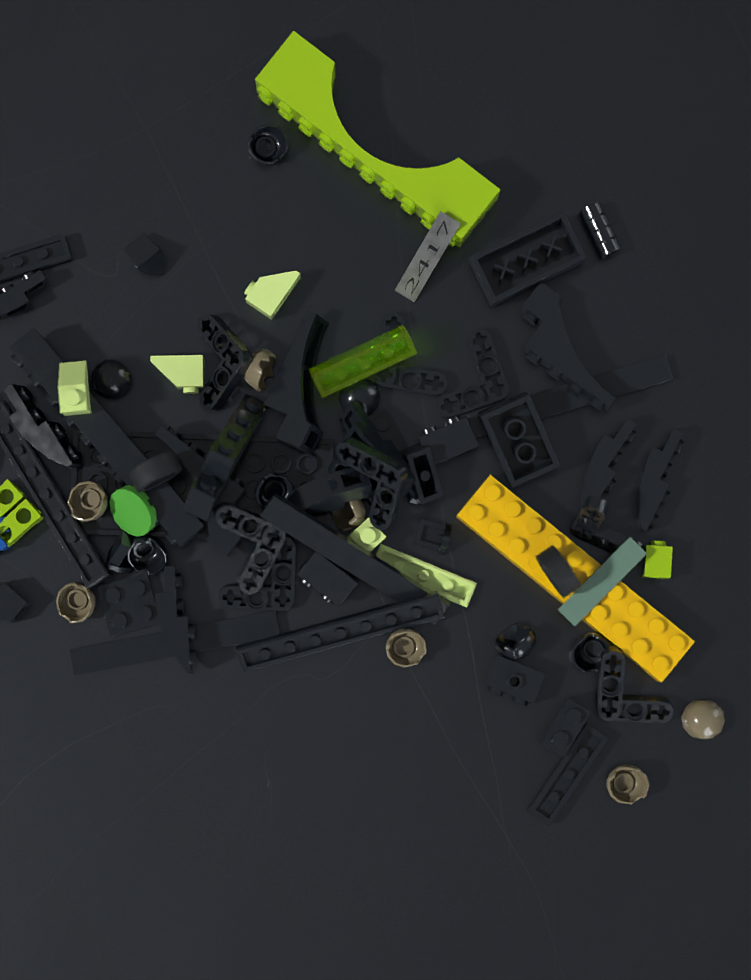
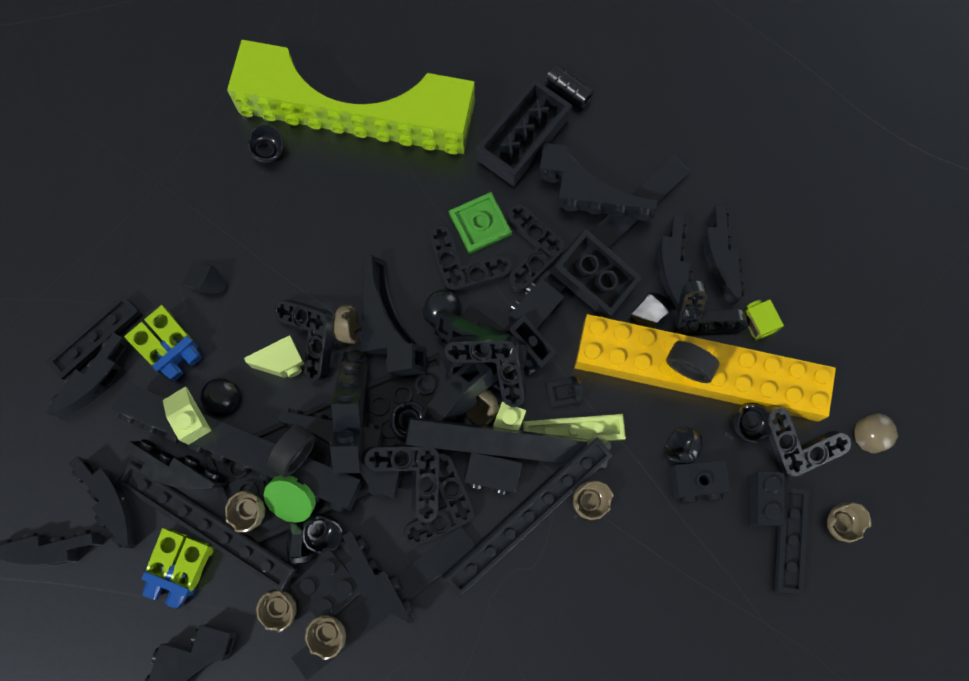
camera: 25 degrees left, 10 degrees down
(83, 310) = (168, 351): none -> lime hips
(108, 647) = (325, 636): none -> dark tan hair
(271, 292) = (325, 258): yellowish green slope -> none
(363, 361) = (430, 273): clear neon green brick -> none
(427, 256) = (441, 165): flat silver sticker -> none
(439, 328) = (480, 222): none -> bright green tile
(557, 499) = (652, 310): none -> tile
(602, 581) = (731, 355): sand green sticker -> none

